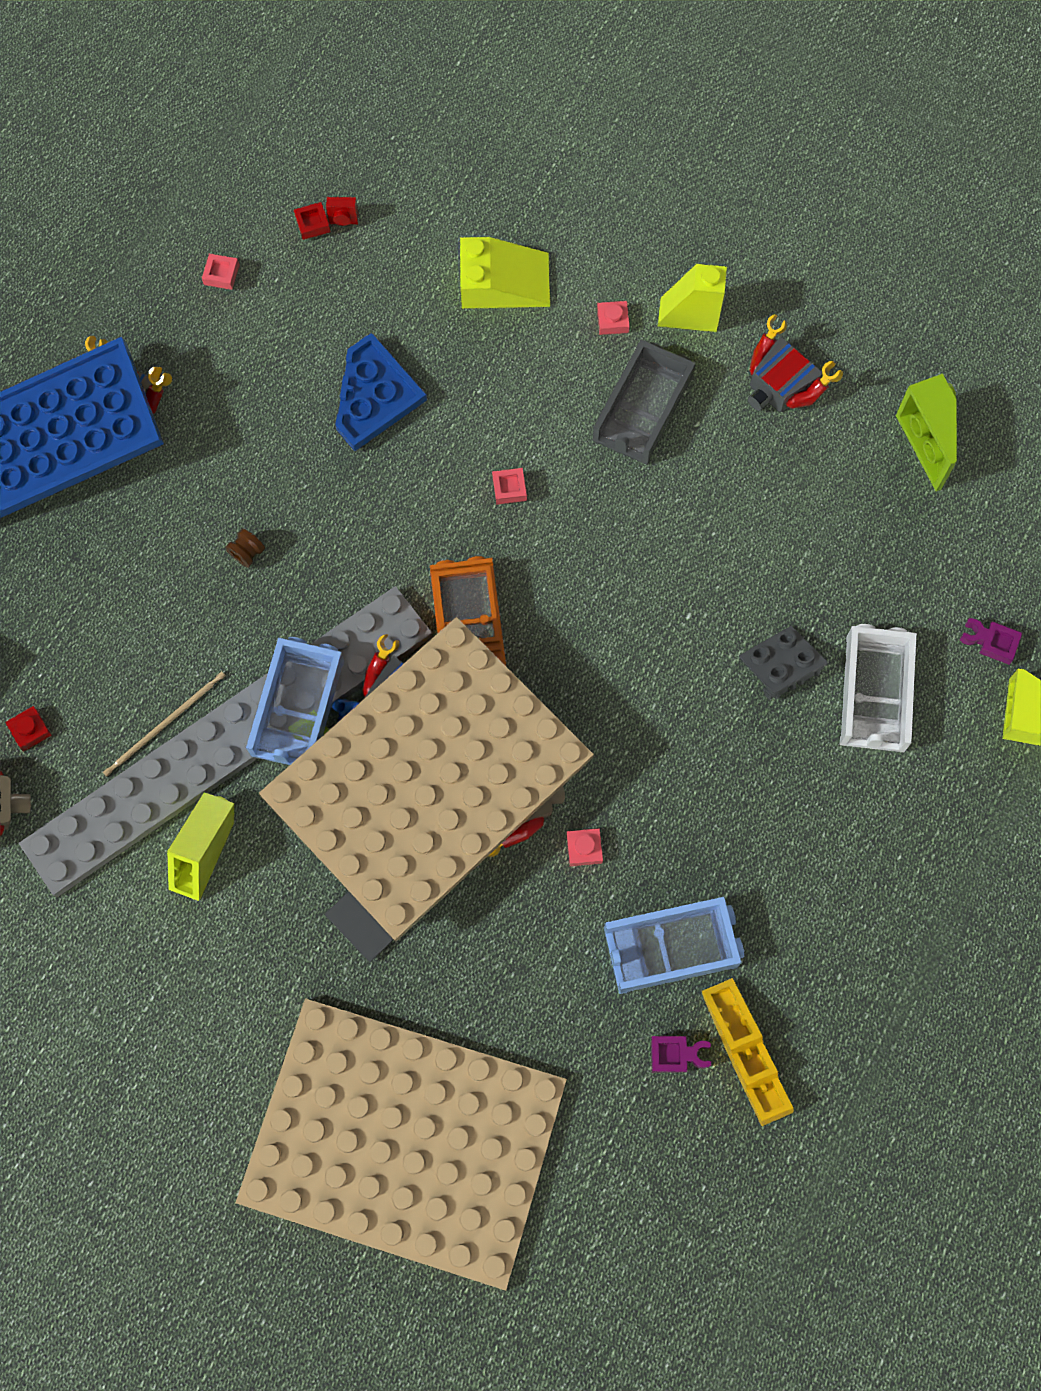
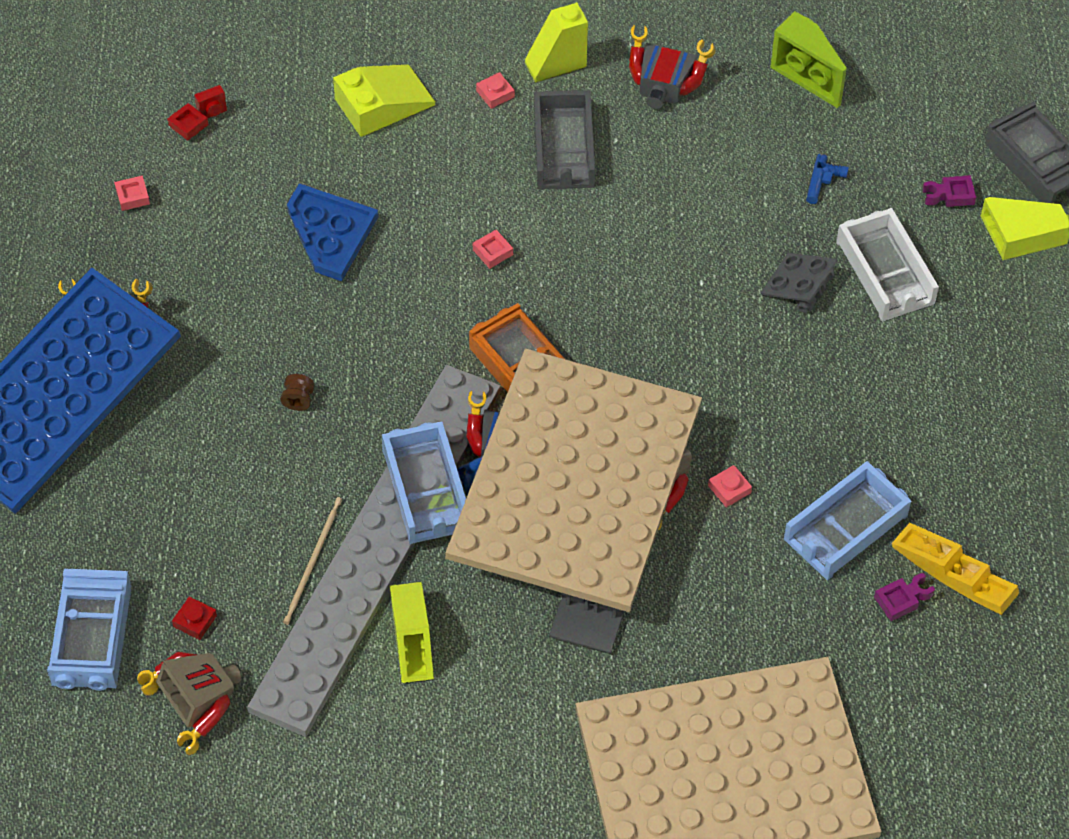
camera: 30 degrees left, 15 degrees down
(875, 560) = (823, 174): none -> blue hose

